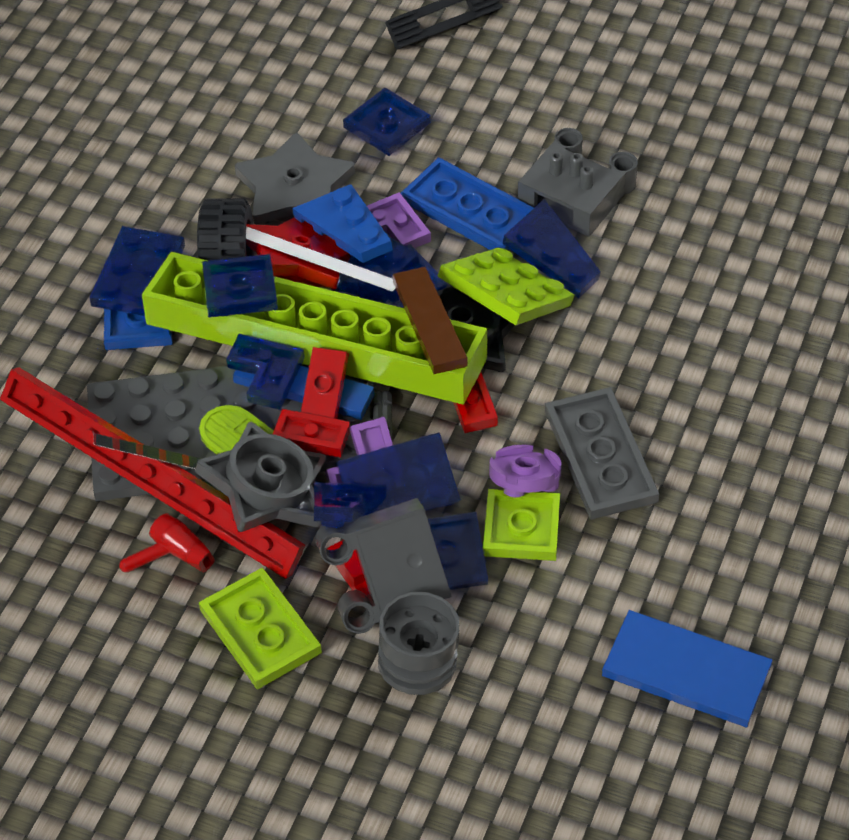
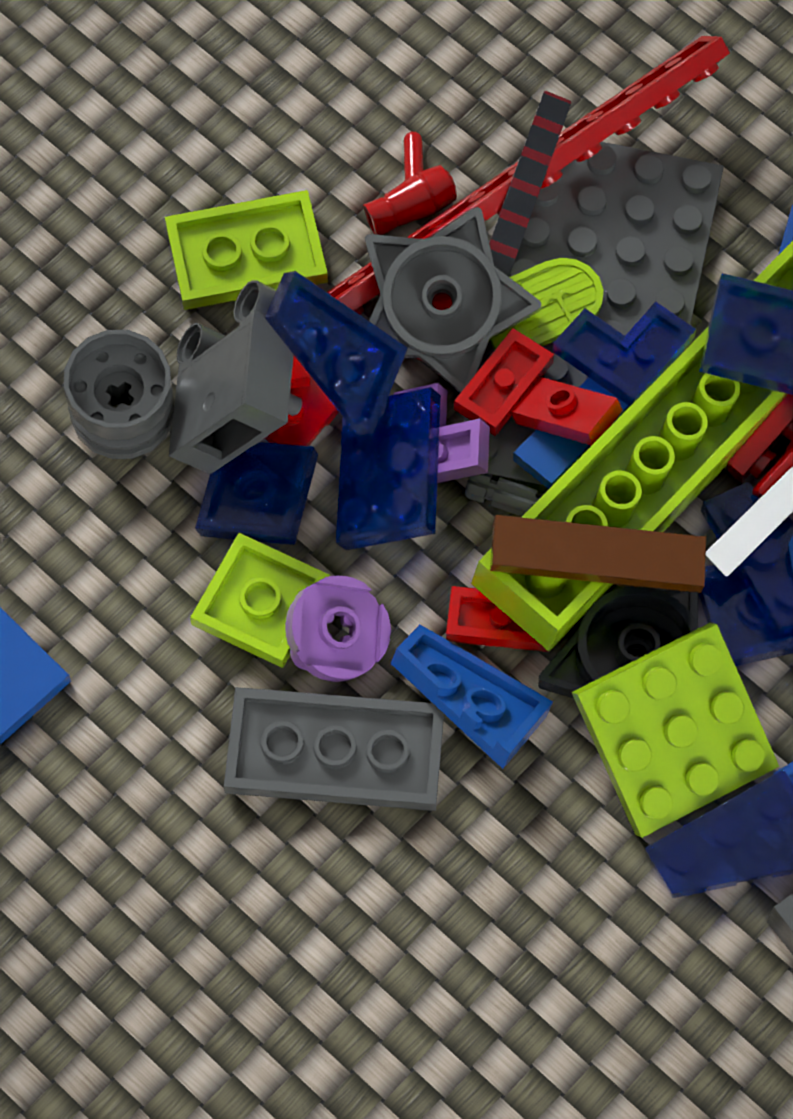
camera: 110 degrees right, 15 degrees up
(530, 390) = (474, 695): none -> blue wing

